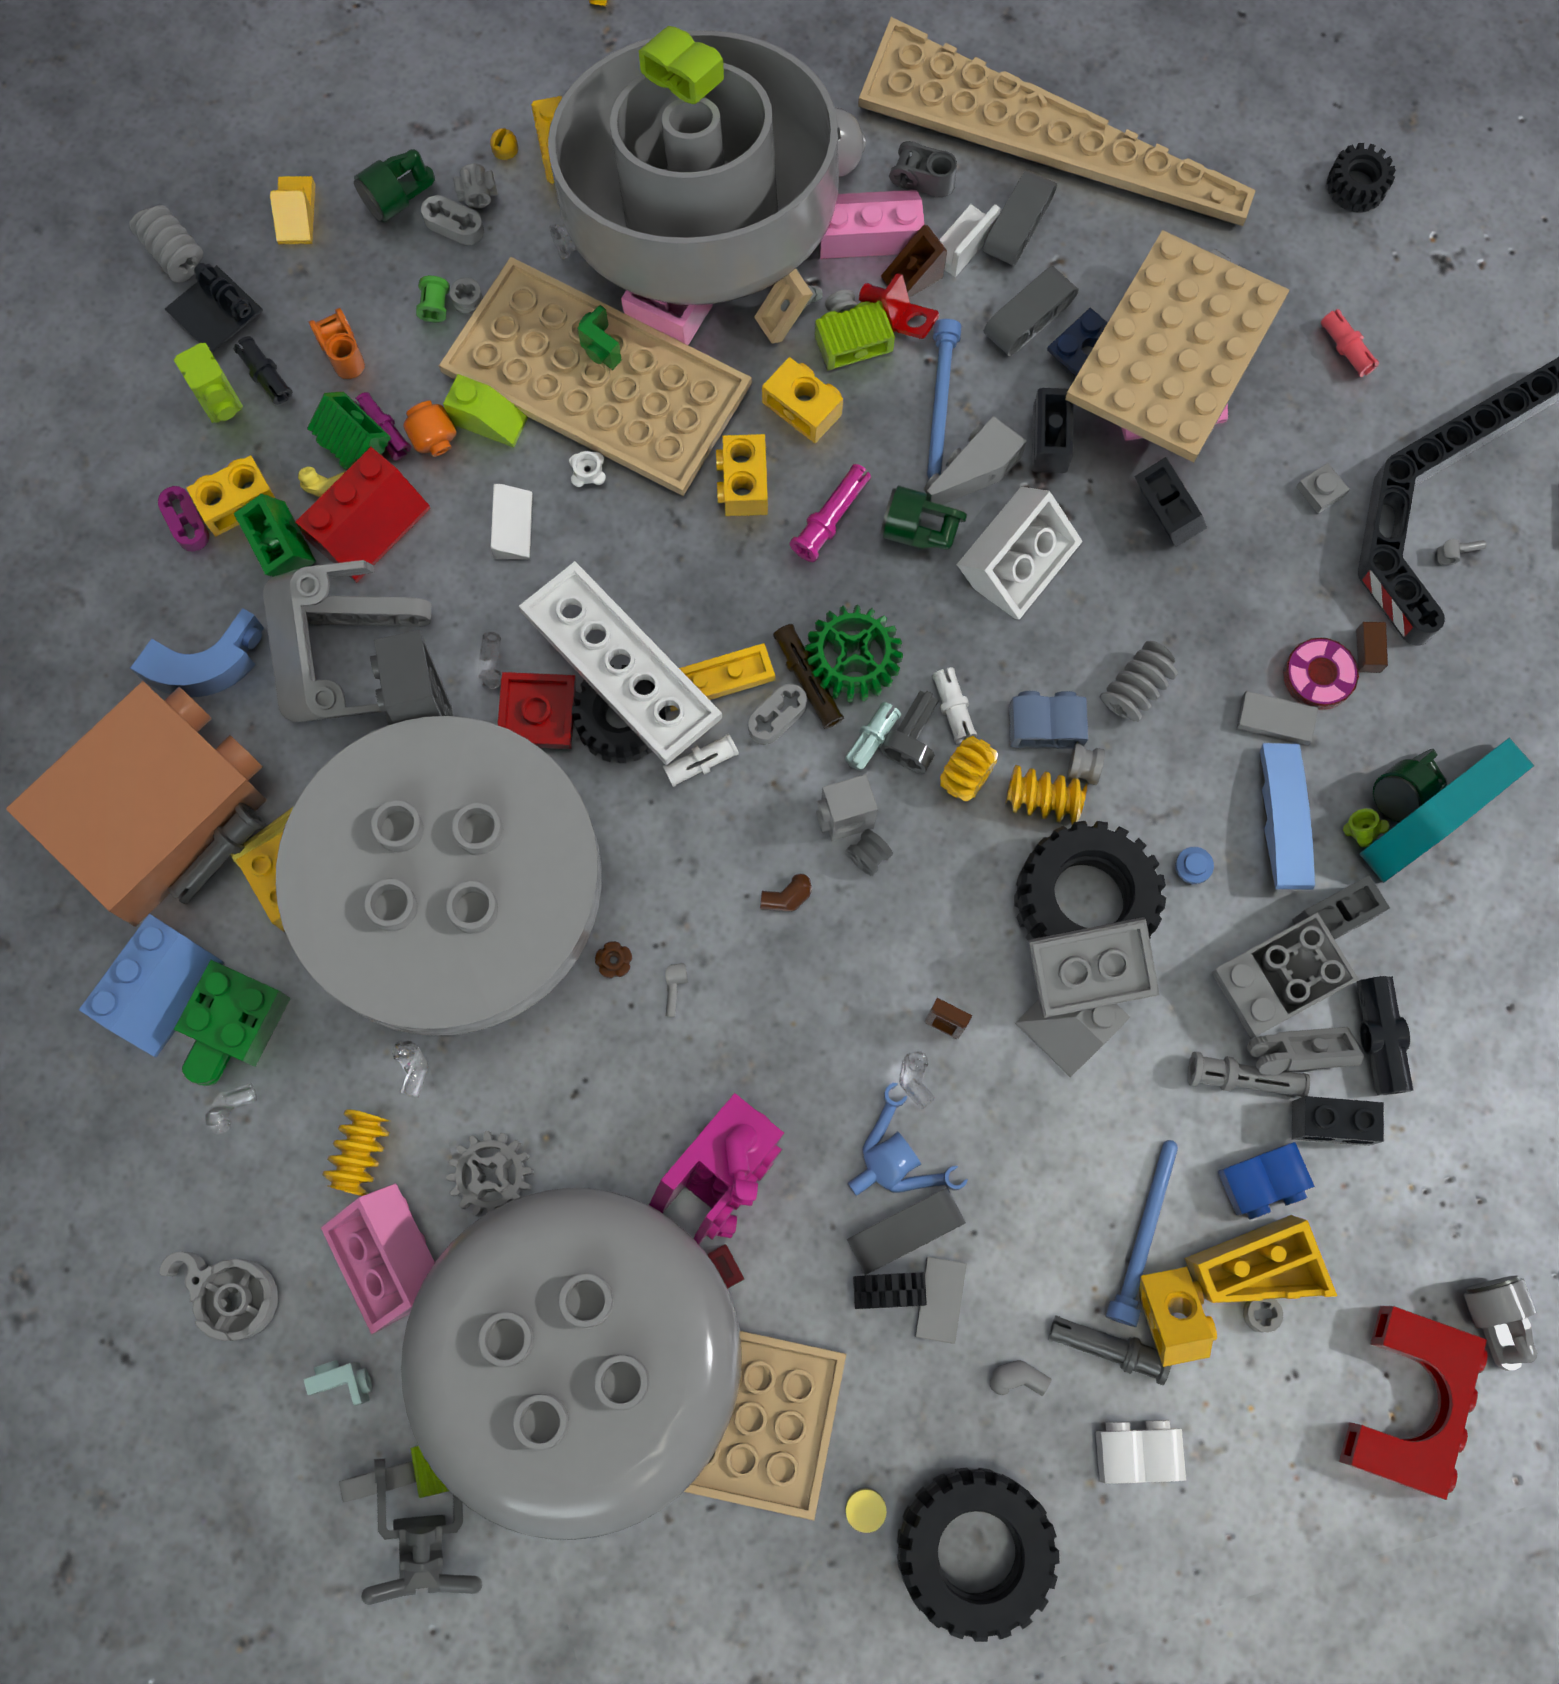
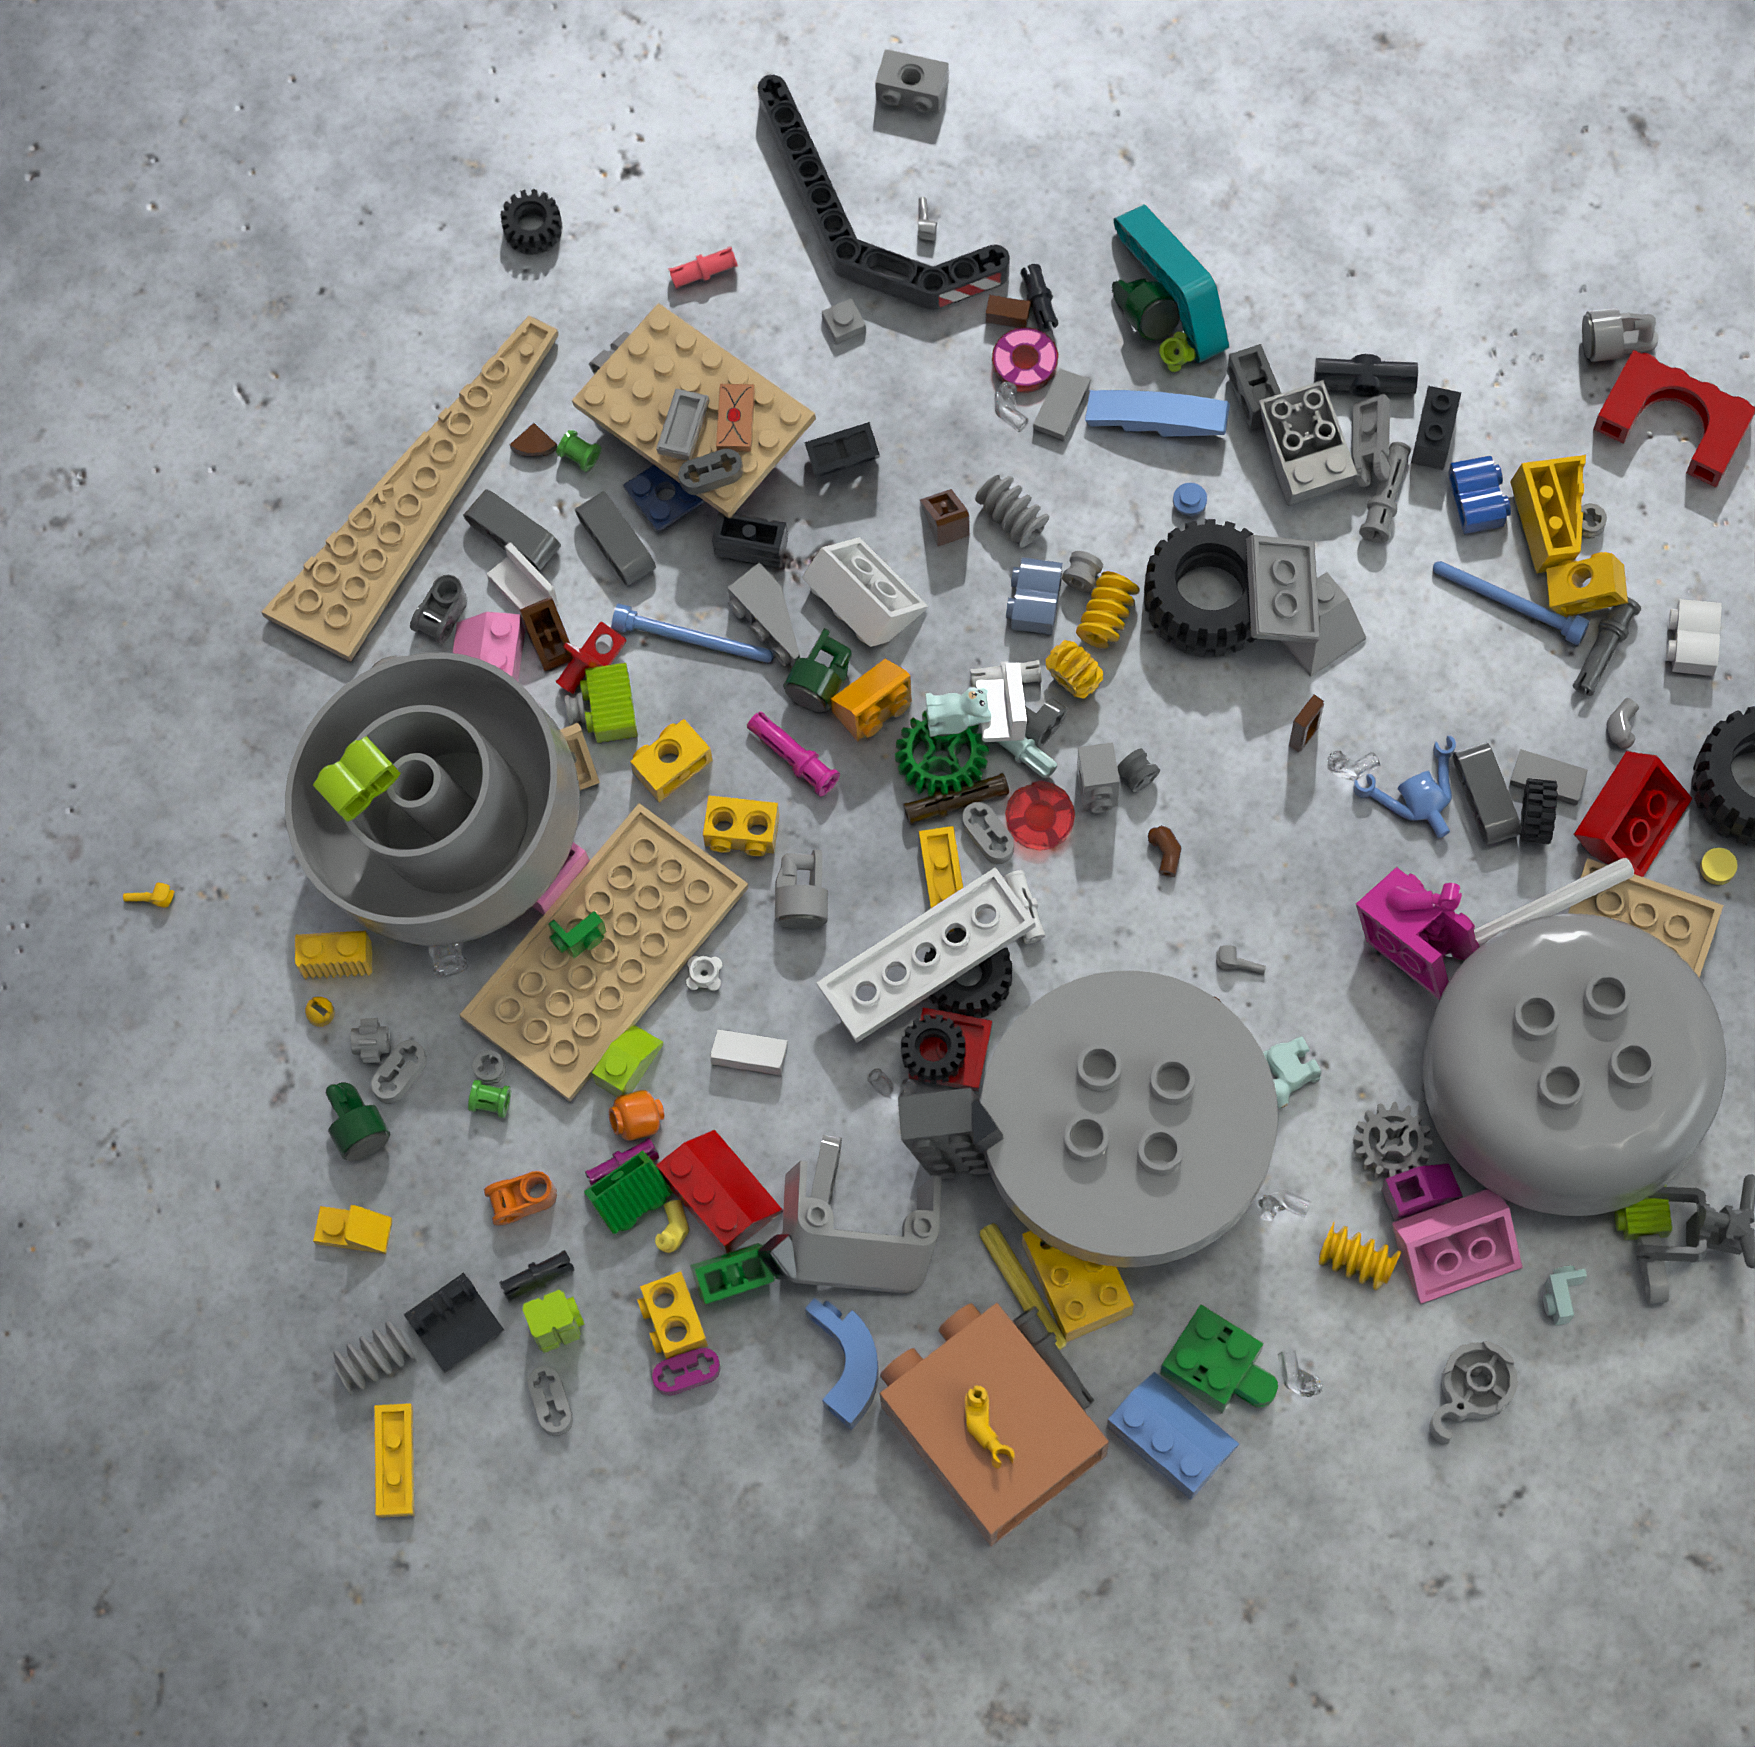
camera: 75 degrees left, 5 degrees down
(75, 281) = (394, 1460): none -> yellow plate
(111, 777) = (978, 1424): none -> yellow arm
(145, 404) = (542, 1403): none -> light grey beam
(277, 564) = (779, 1257): none -> black slope
(394, 717) = (985, 1130): none -> black slope
(433, 1208) = (1420, 1190): none -> magenta slope
(519, 667) = (933, 1028): none -> black tyre
(560, 1050) = (1288, 1070): none -> light aqua animal
(665, 542) = (801, 904): none -> light grey piece
(783, 1320) = (1559, 899): none -> white axle
(805, 763) = (1040, 815): none -> clear red tile
(887, 646) = (955, 711): none -> light aqua animal
(898, 575) = (873, 699): none -> light orange slope
(908, 1403) = (1633, 812): none -> red slope
(910, 700) = (1006, 706): none -> white panel
(1101, 364) = (710, 471): none -> dark grey beam
(1119, 262) = (578, 450): none -> bright green bush
(1120, 618) = (946, 517): none -> reddish brown slope
(1121, 223) = (533, 443): none -> reddish brown tile
(1153, 329) = (683, 424): none -> light grey tile
(1171, 376) = (735, 417): none -> nougat tile
(1259, 662) = (1006, 406): none -> clear arm
(1396, 676) = (1040, 297): none -> black pin

